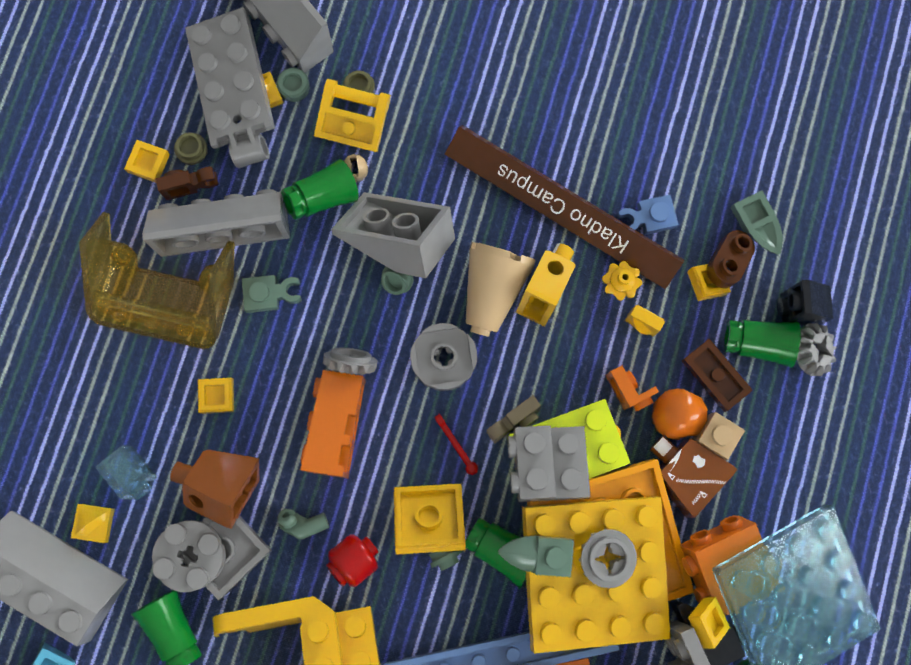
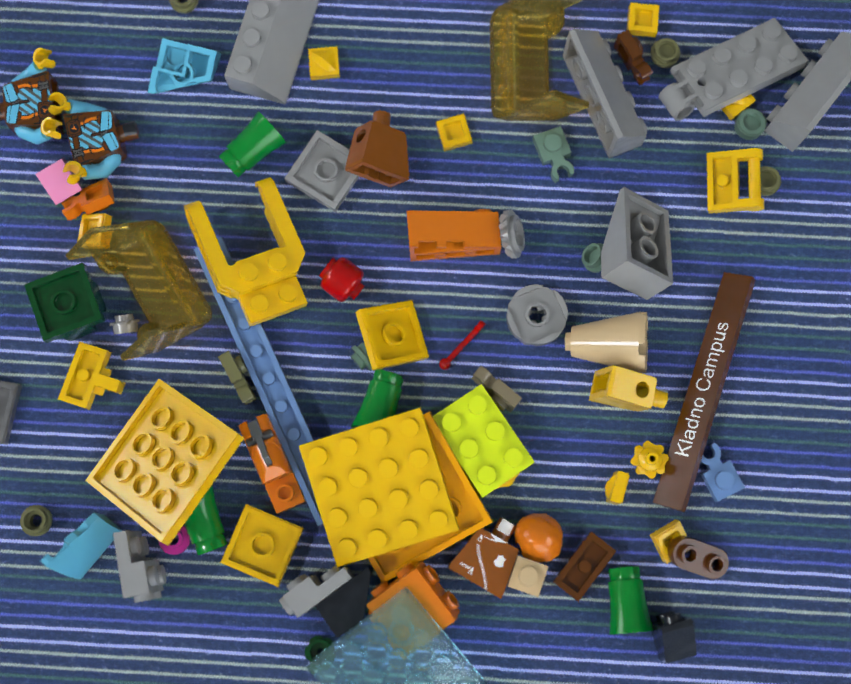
camera: 85 degrees right, 0 degrees up
(127, 473) = (371, 77): clear light blue brick -> none
(169, 565) = (304, 130): light grey plate -> none
(299, 526) = (360, 229): sand green arm -> none
(321, 191) = (656, 170): green plant -> none
(361, 164) = (690, 202): tan hinge -> none
(540, 555) = (382, 428): sand green plate -> none
(549, 463) = (463, 420): light grey plate -> none
(619, 569) = (387, 503): light grey gear -> none
(625, 386) = (552, 482): orange bracket -> none
(709, 622) = (358, 594): yellow plate -> none
(759, 221) = (742, 578): sand green plate -> none
(808, 355) = (625, 646): light grey gear -> none

